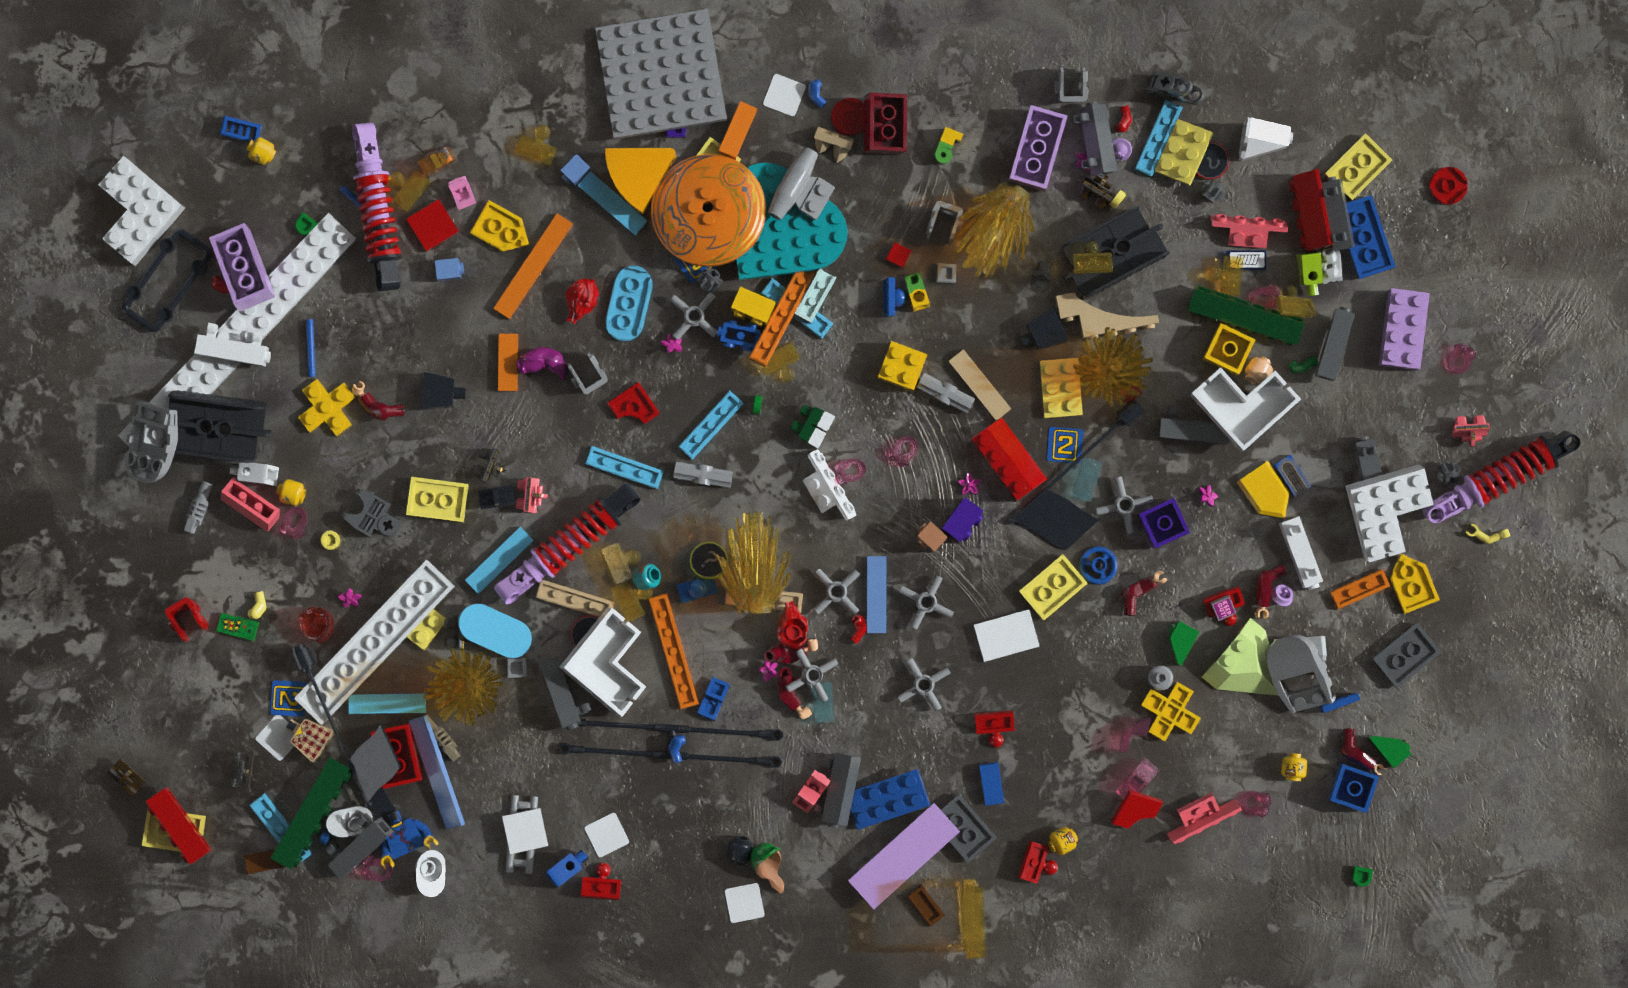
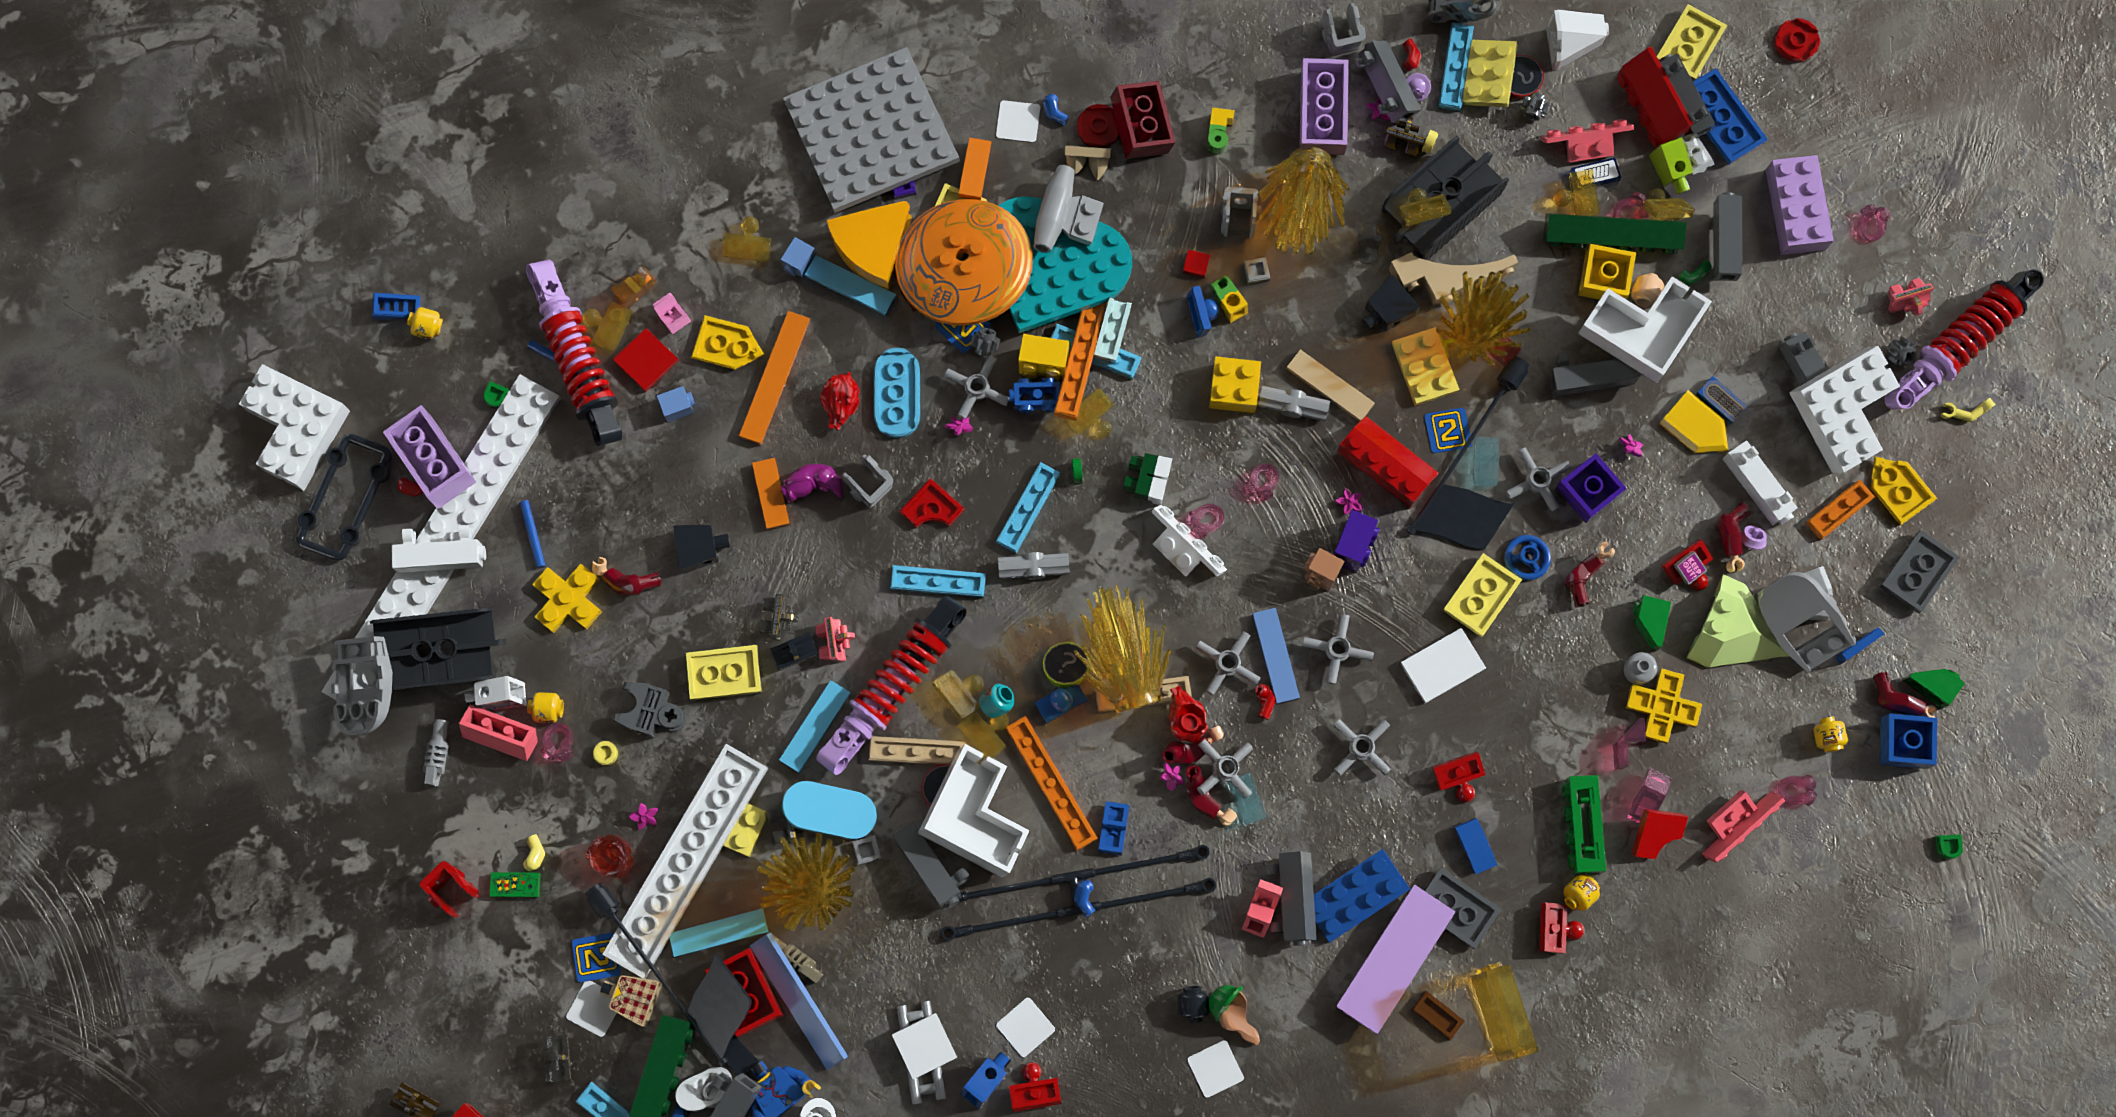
camera: 10 degrees left, 10 degrees down
(1070, 795) = (1574, 835): none -> green brick

